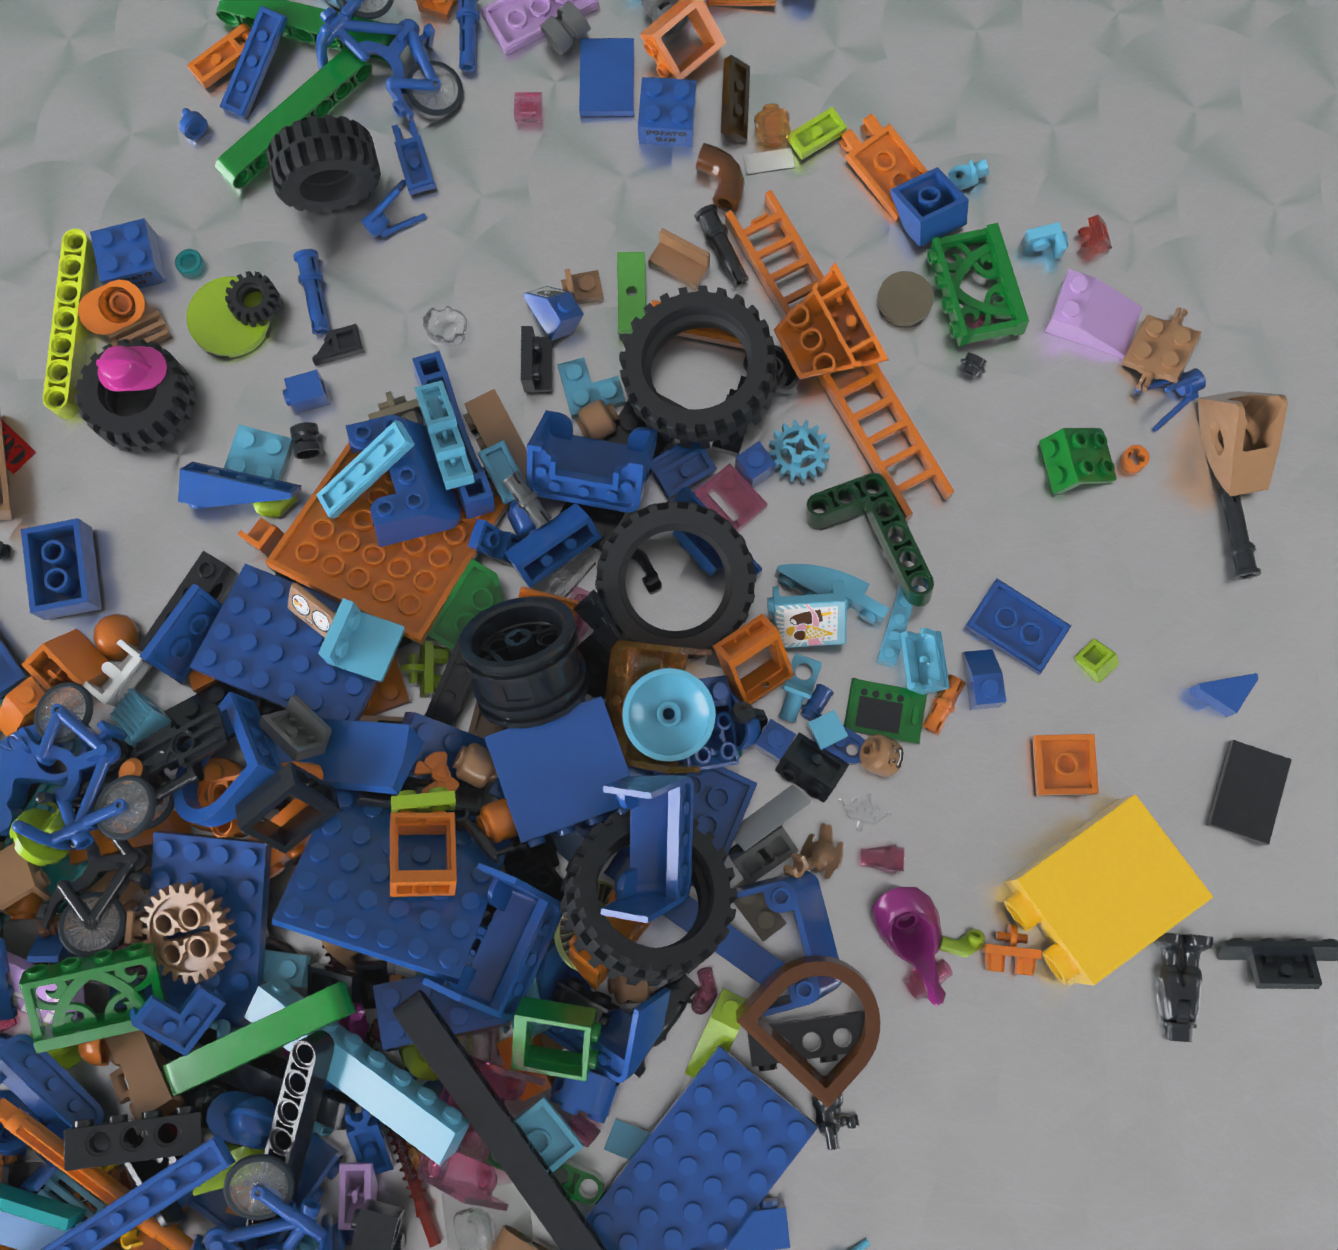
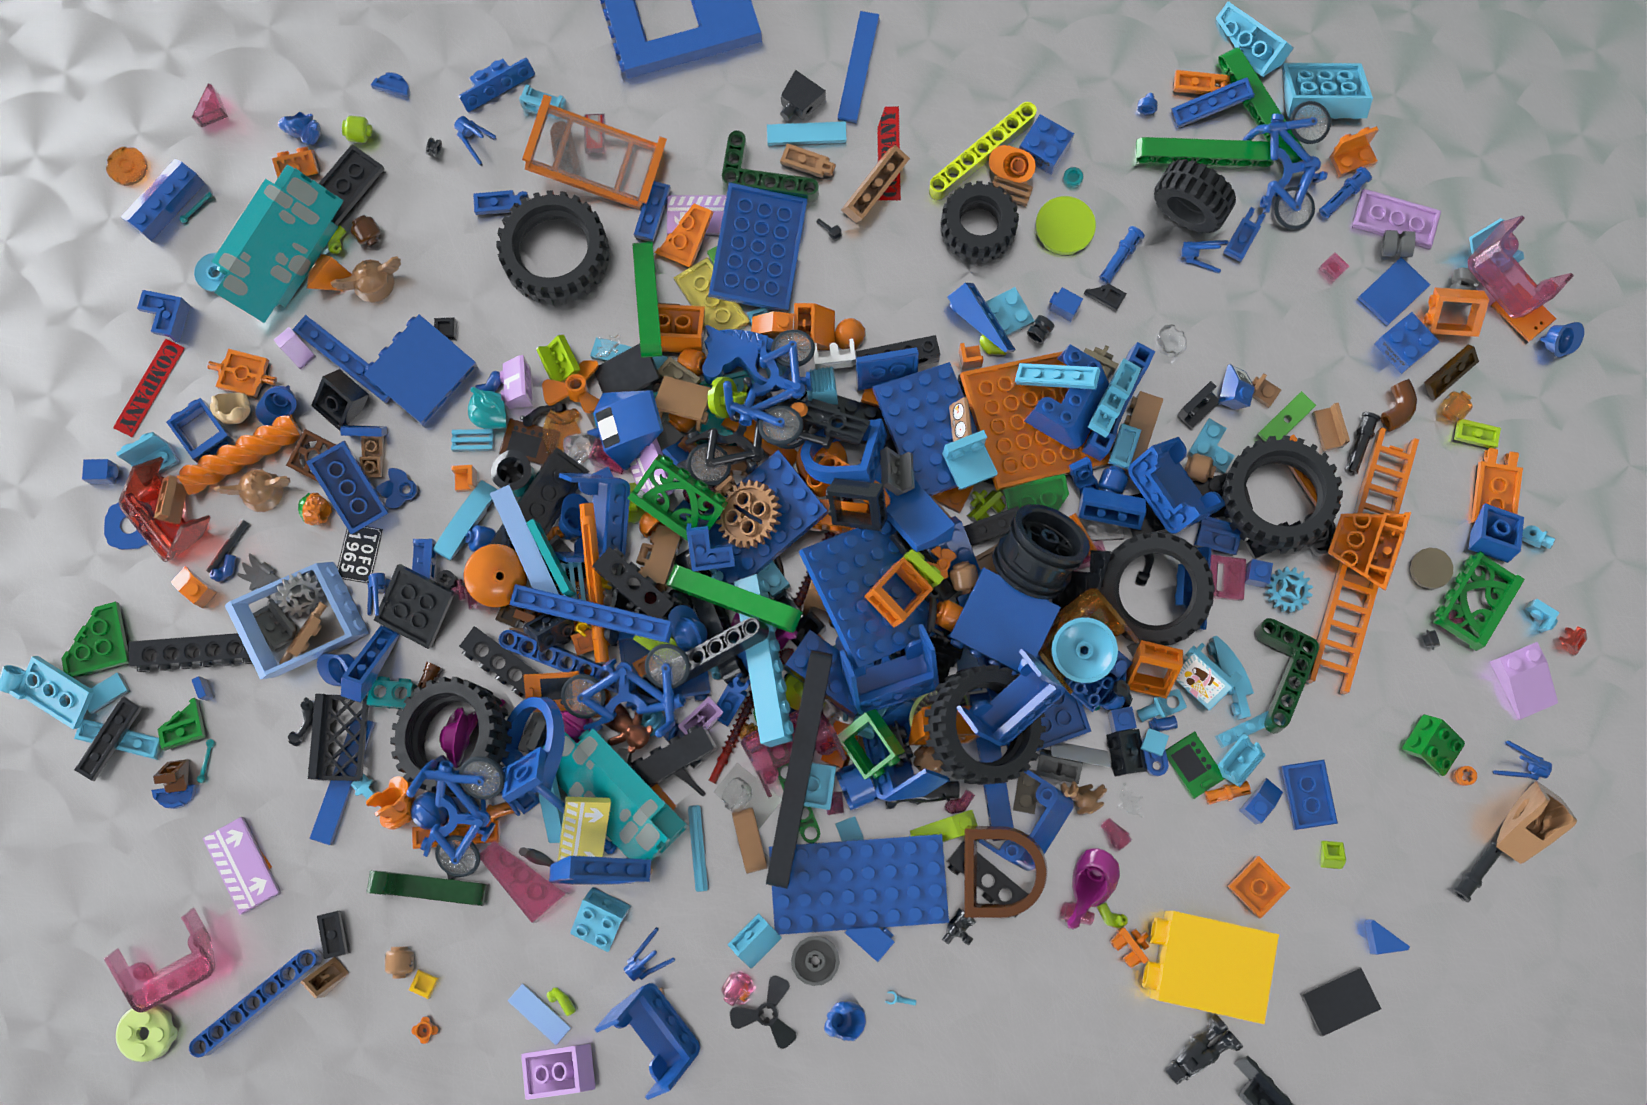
camera: 45 degrees right, 0 degrees up
(61, 569) = (857, 273): blue brick -> none
(131, 368) = (992, 208): dark pink piece -> none
(242, 289) = (1089, 218): black tyre -> none
(527, 499) = (1122, 472): dark grey pin -> none
(768, 161) = (1435, 422): white sticker -> none
(881, 755) = (1169, 783): medium nougat head -> none
(1162, 349) = (1543, 735): medium nougat plate -> none

